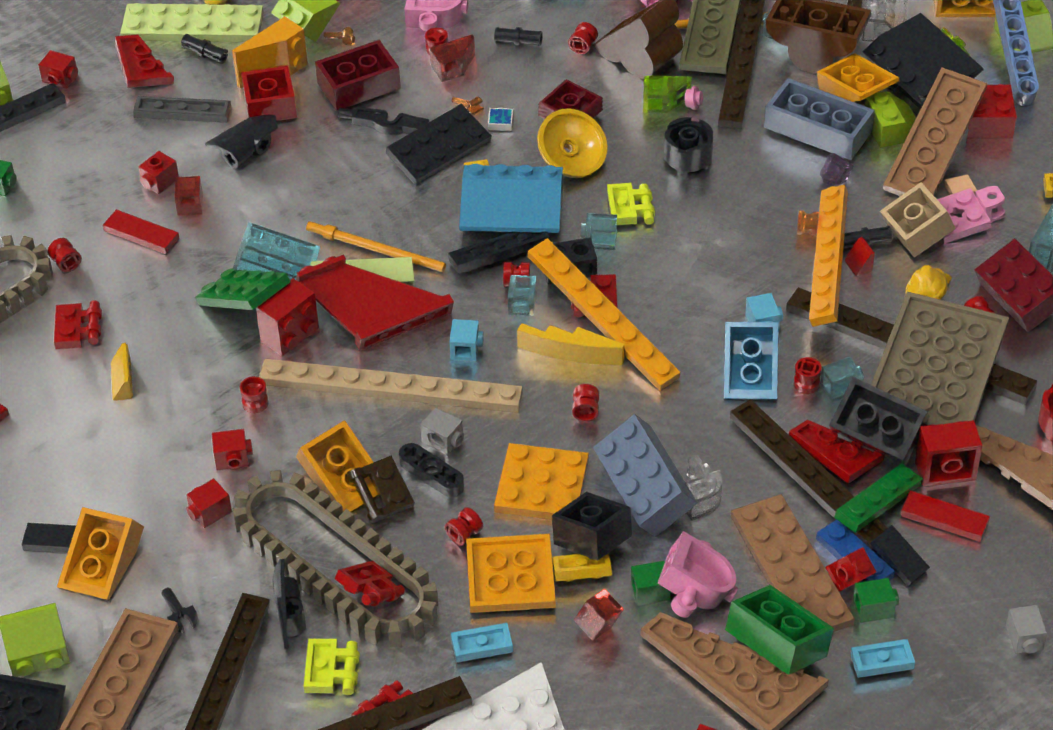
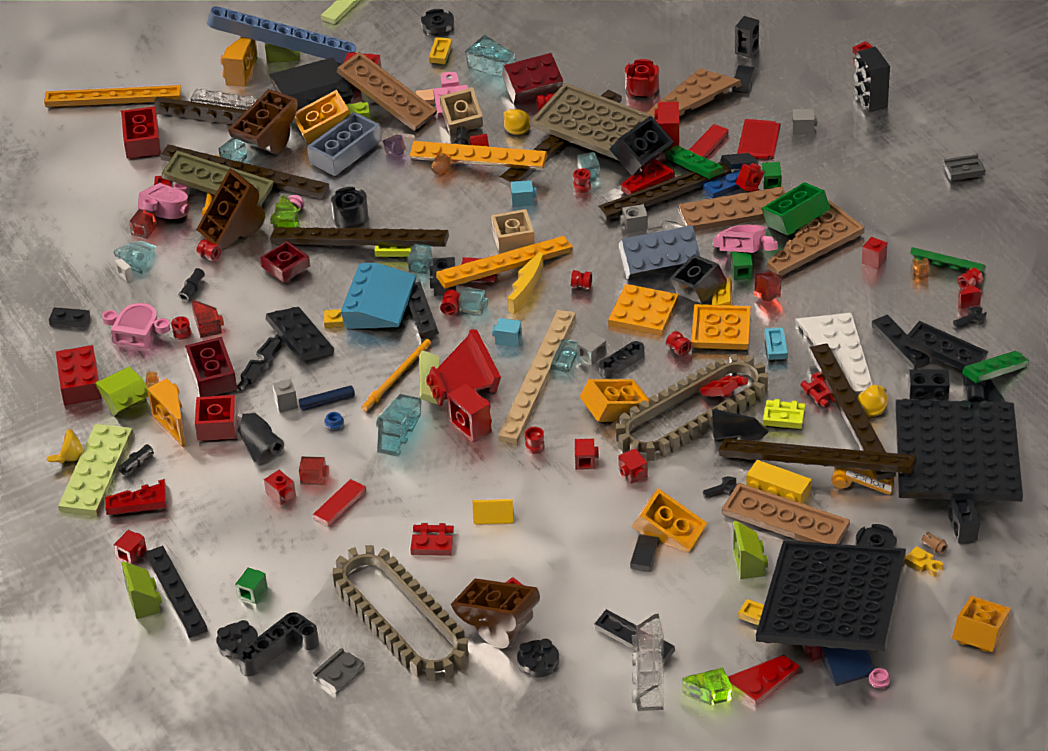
camera: 80 degrees left, 5 degrees down
(64, 255) = (358, 541): red wheel -> none
(178, 670) = (779, 481): none -> yellow brick
(182, 109) = (202, 477): dark grey tile -> none
(242, 289) = (438, 432): green plate -> none
(283, 202) = (334, 420): none -> blue plate
(318, 148) = (284, 395): none -> light grey brick
(327, 189) = (326, 397): none -> dark blue axle
(388, 485) = (639, 378): dark brown plate -> none
(419, 405) = (564, 356): none -> clear light blue plate
(472, 106) = (259, 315): clear orange hand -> none
(500, 119) = (279, 302): tile -> none
(579, 135) = (330, 261): yellow dish -> none
(630, 167) = (360, 236): none -> dark brown plate
(668, 312) = (512, 230): none -> tan brick
(733, 445) = (634, 218): none -> light grey brick
(751, 361) = (562, 202): dark azure slope -> none
(882, 658) = (814, 176): medium azure plate -> none
(976, 581) = (759, 138): none -> red window

